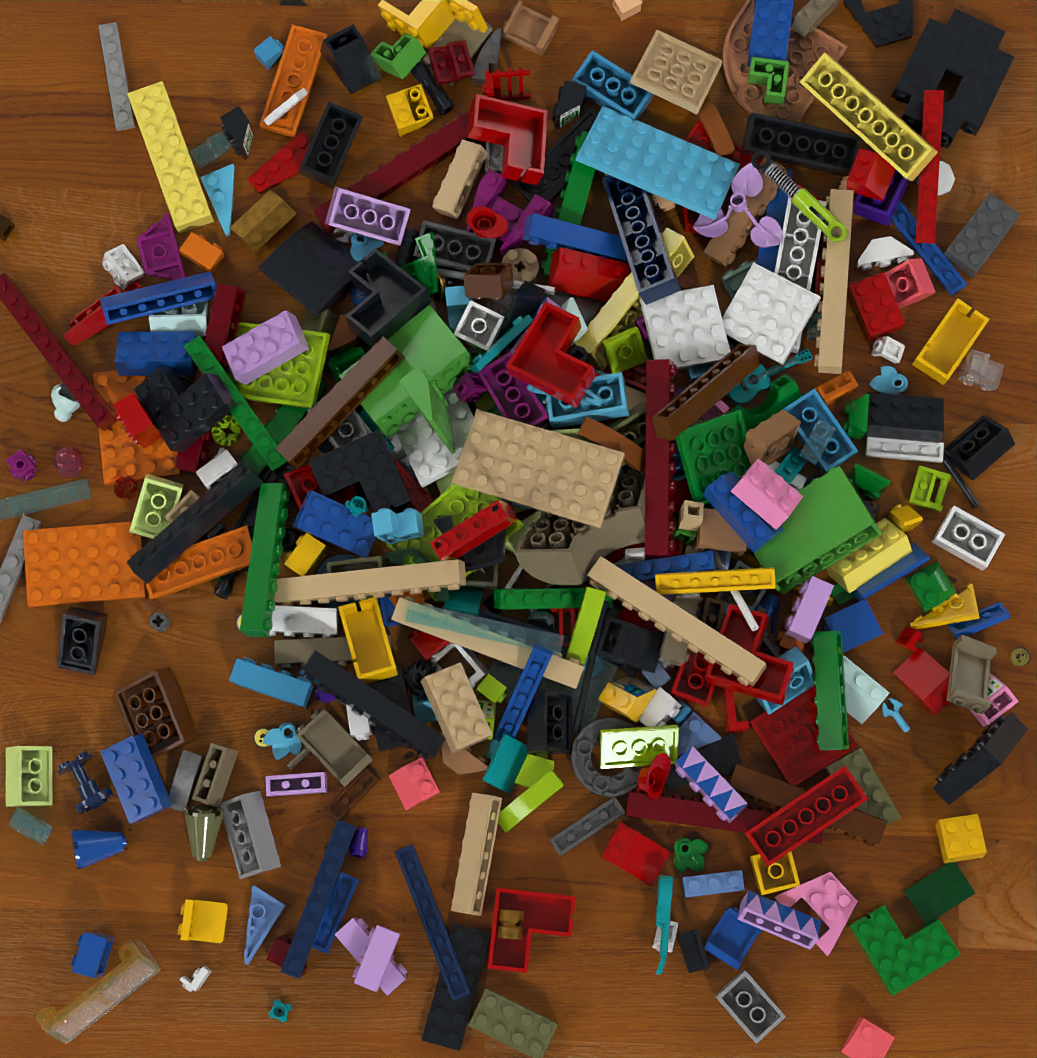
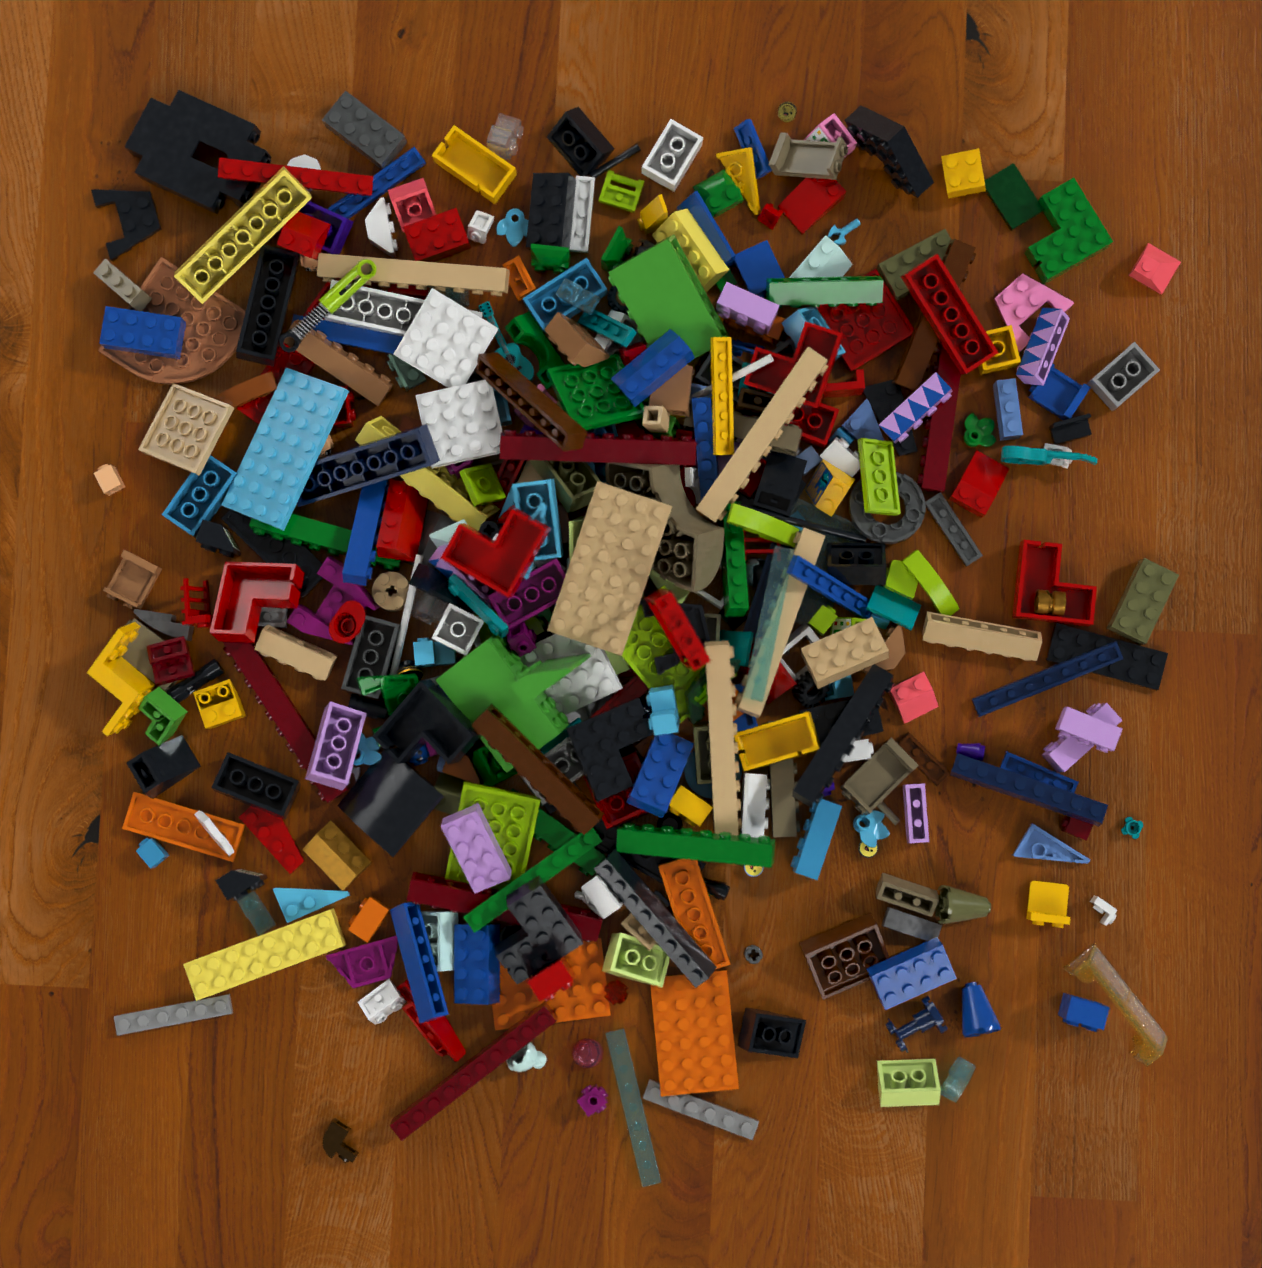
camera: 90 degrees left, 5 degrees up
(219, 436) = (565, 889): lime gear -> none
(250, 834) = (964, 859): light grey slope -> none
(360, 503) = (641, 748): teal plate -> none
(488, 280) = (409, 620): reddish brown brick -> none
(604, 436) = (582, 494): dark orange slope -> none
(653, 777) = (906, 463): red piece -> none
(749, 183) = (310, 355): lavender plant -> none
(767, 494) = (638, 342): bright pink brick -> none
(773, 75) = (194, 330): bright green brick -> none

